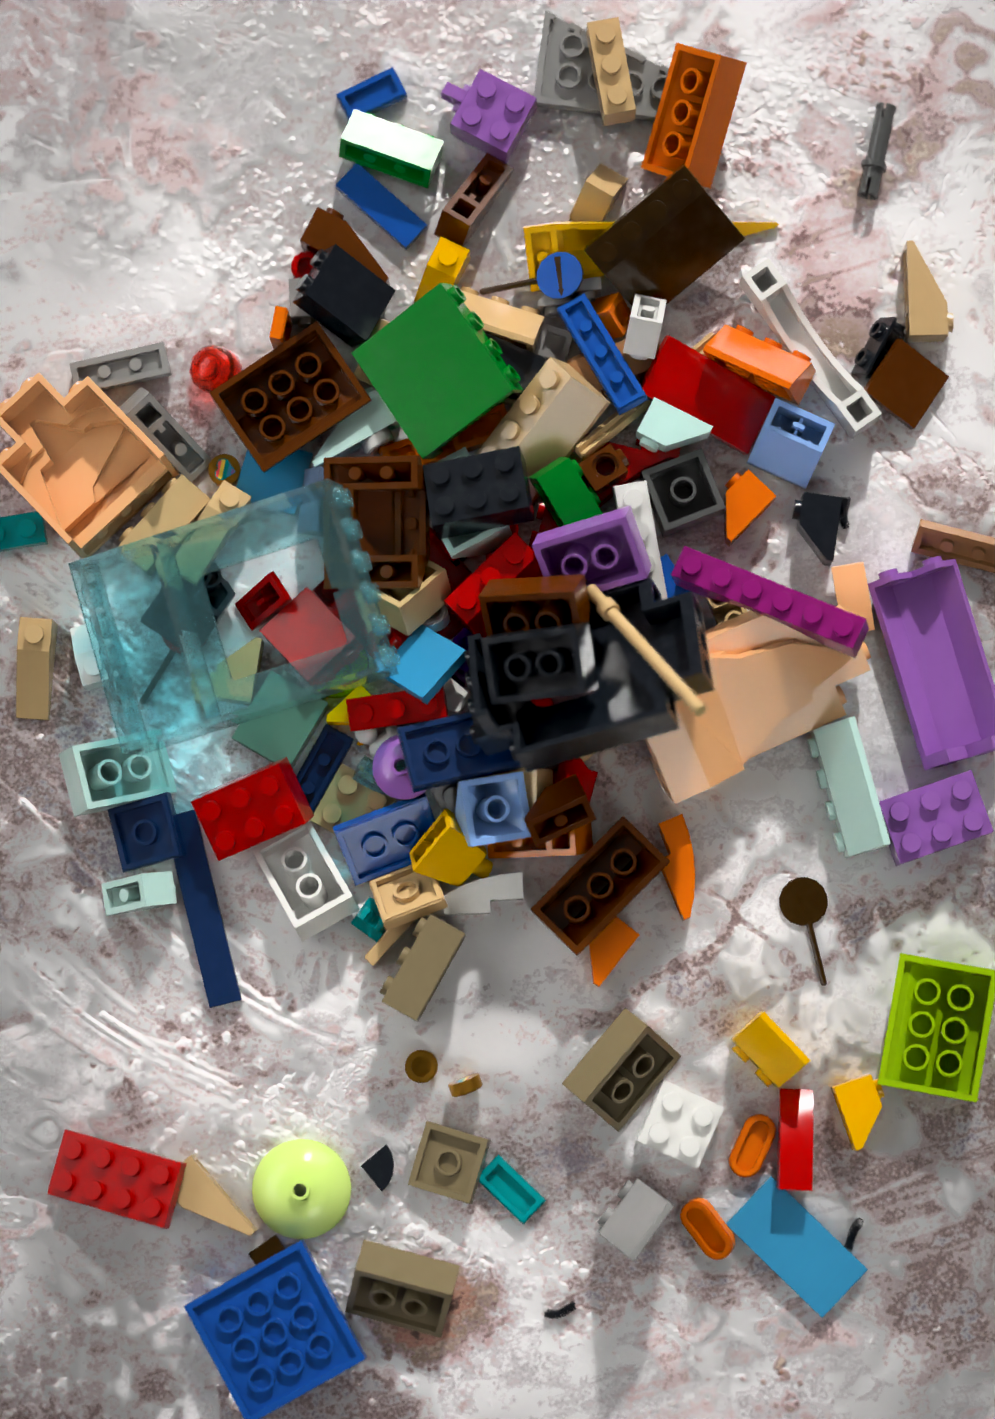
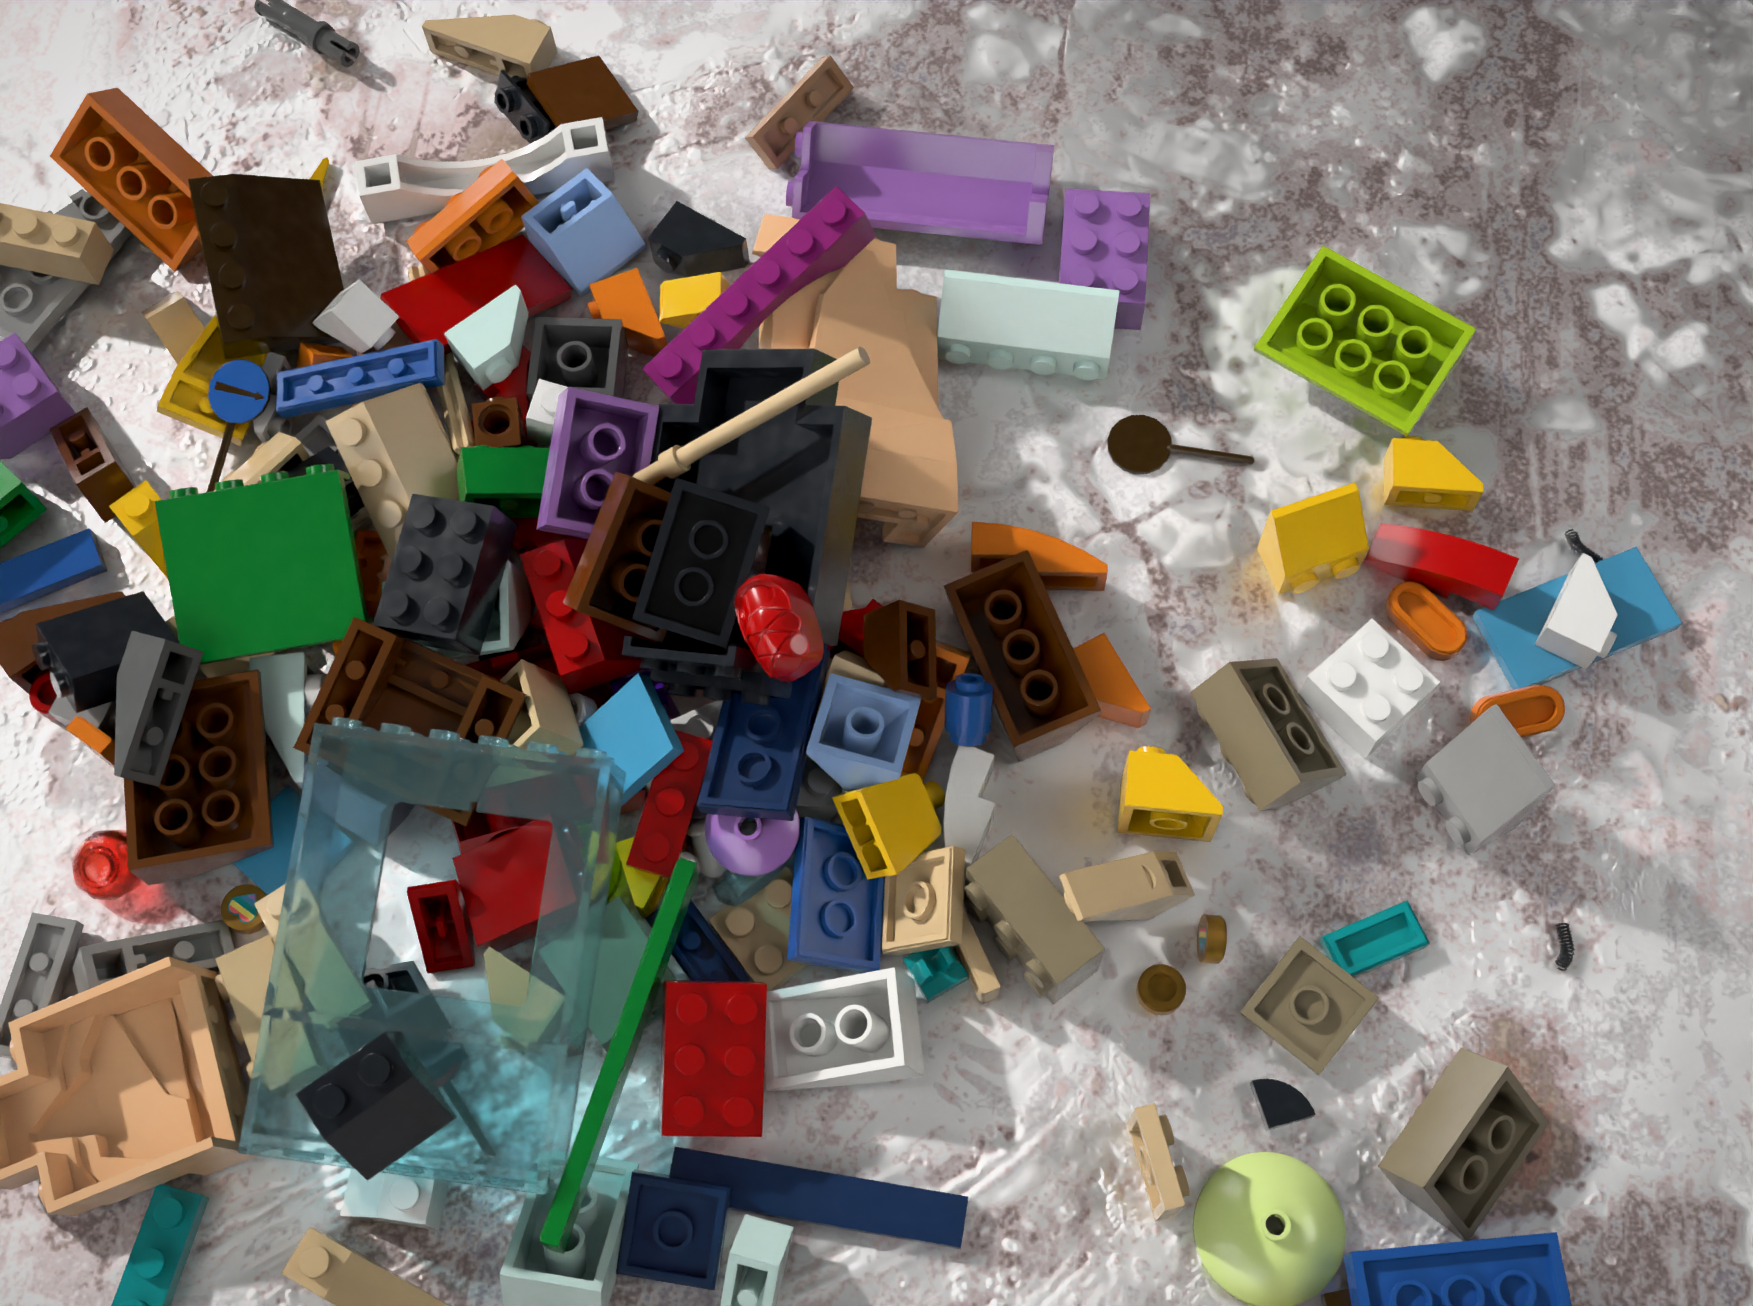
camera: 65 degrees left, 15 degrees down
(126, 633) = (376, 1104): none -> black slope
(229, 754) = (619, 1058): none -> green tile
(296, 1113) = (1164, 1182): none -> tan plate
(318, 349) = (150, 704): none -> dark grey slope
(466, 1018) = (1127, 888): none -> tan slope
(514, 734) = (779, 626): none -> red piece
(540, 1016) = (1165, 798): none -> yellow slope
(543, 869) = (968, 709): none -> blue brick
(767, 552) = (688, 297): none -> yellow slope
(789, 1246) = (1580, 617): none -> white slope

